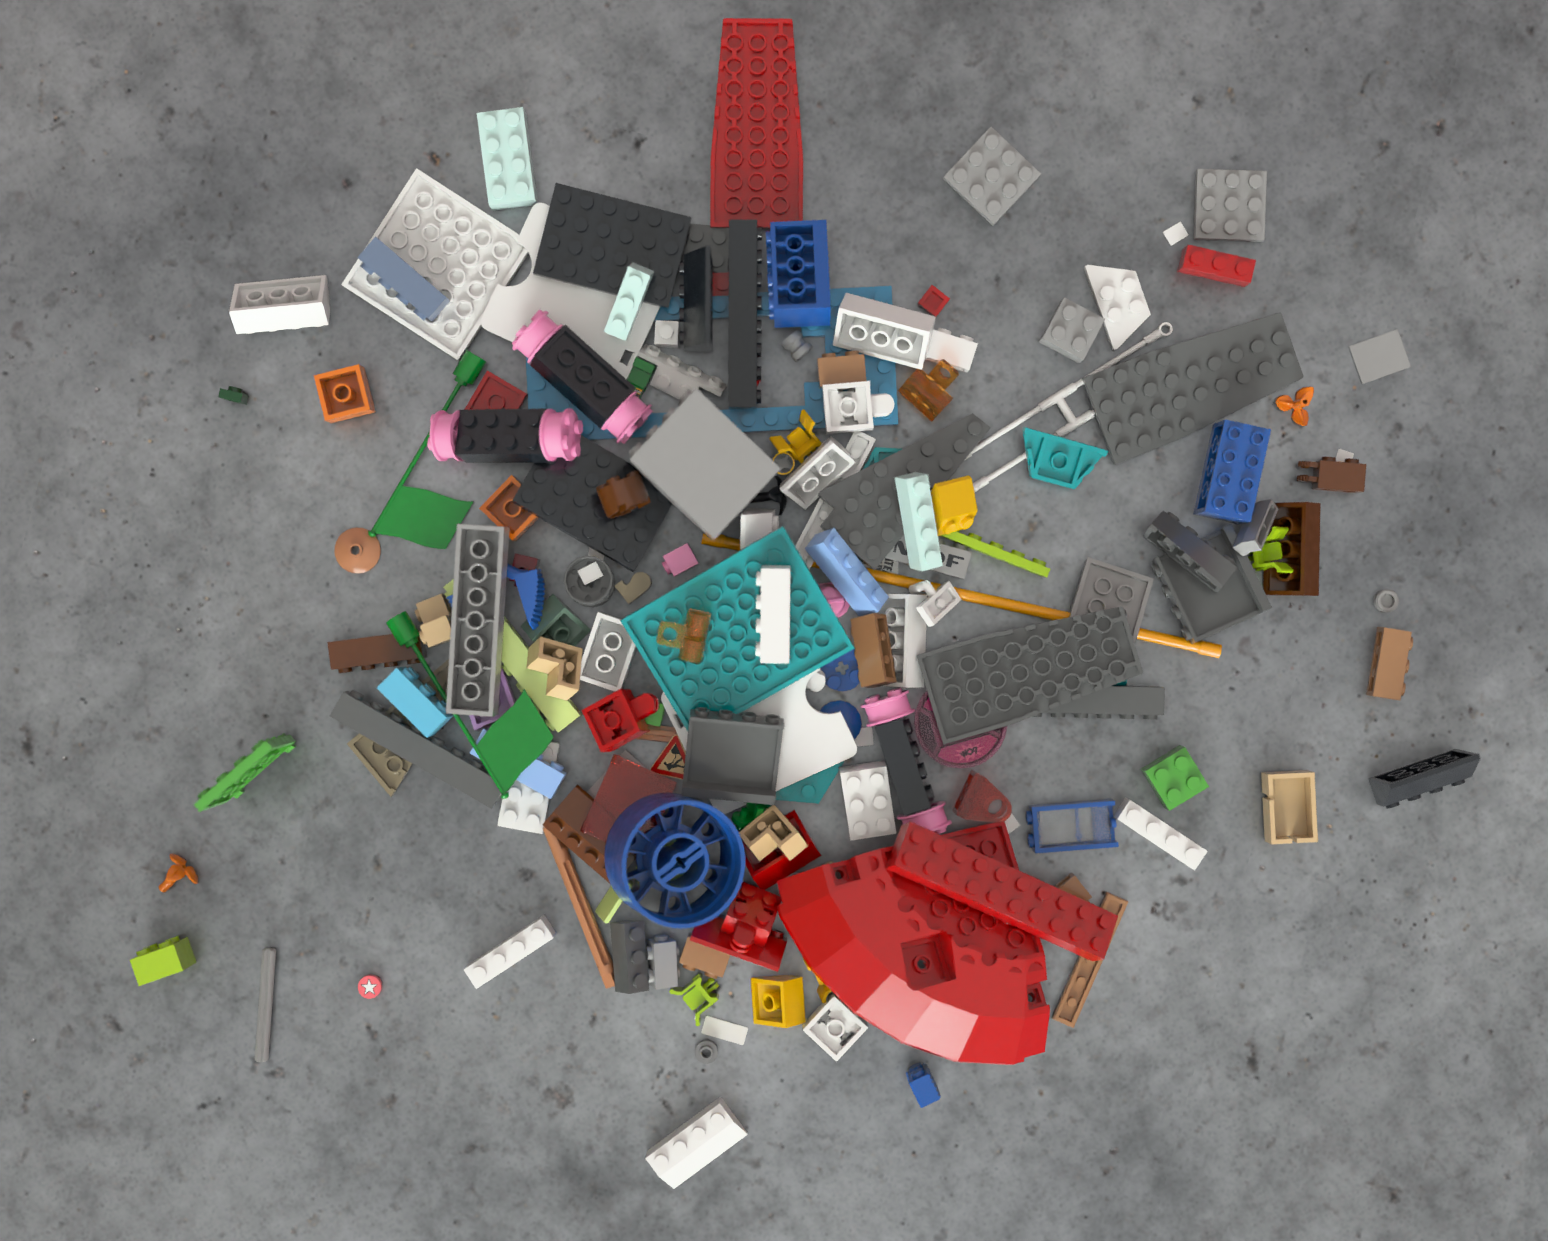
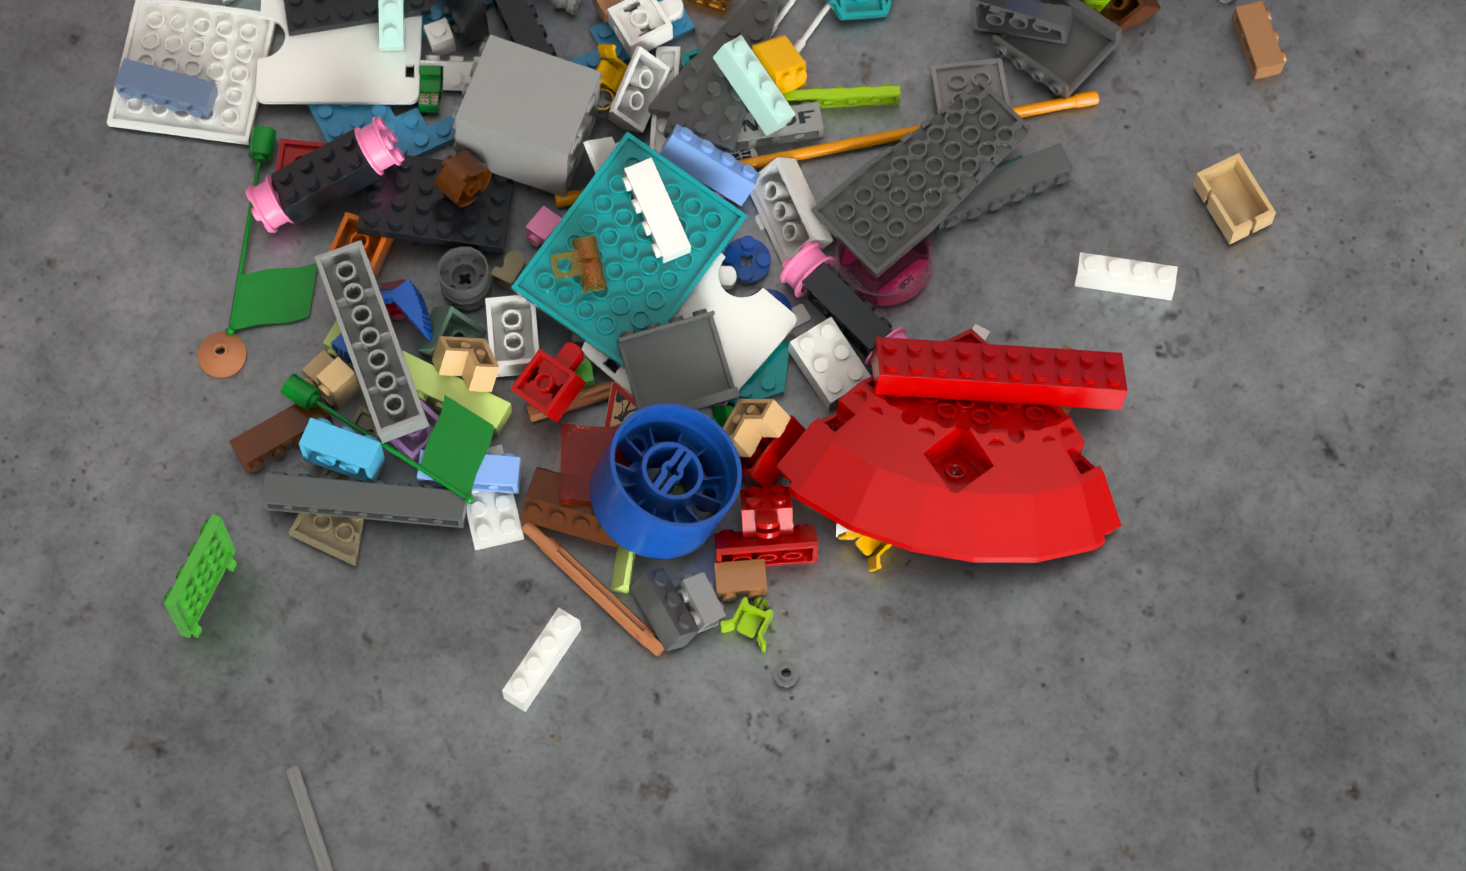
camera: 25 degrees left, 20 degrees down
(162, 960) = (186, 818): lime brick -> none
(178, 872) = (165, 728): orange plant -> none
(233, 394) = (41, 262): dark green plate -> none
(280, 304) = (55, 164): white slope -> none
(344, 393) = (150, 213): orange brick -> none
(370, 986) = (412, 761): coral tile -> none
(582, 376) = (376, 92): black brick -> none
(590, 573) = (462, 267): white sticker -> none
(695, 1143) = (819, 767): white slope -> none
(724, 1030) = (794, 649): white sticker -> none
(774, 494) = (609, 130): black plant -> none
(778, 1000) = (833, 591): yellow slope -> none
(832, 1025) = (903, 580): white brick -> none
(873, 650) = (769, 226): medium nougat brick -> none
(923, 1084) = (1016, 602): blue brick -> none
(938, 601) = (807, 155): white plate -> none
(976, 798) = (935, 314): clear red hose -> none
(1071, 826) = (1038, 306): door -> none
(1084, 972) = (1123, 442): medium nougat tile -> none
(1174, 777) = (1113, 221): bright green brick -> none
(1423, 777) = (1344, 117): black slope -> none

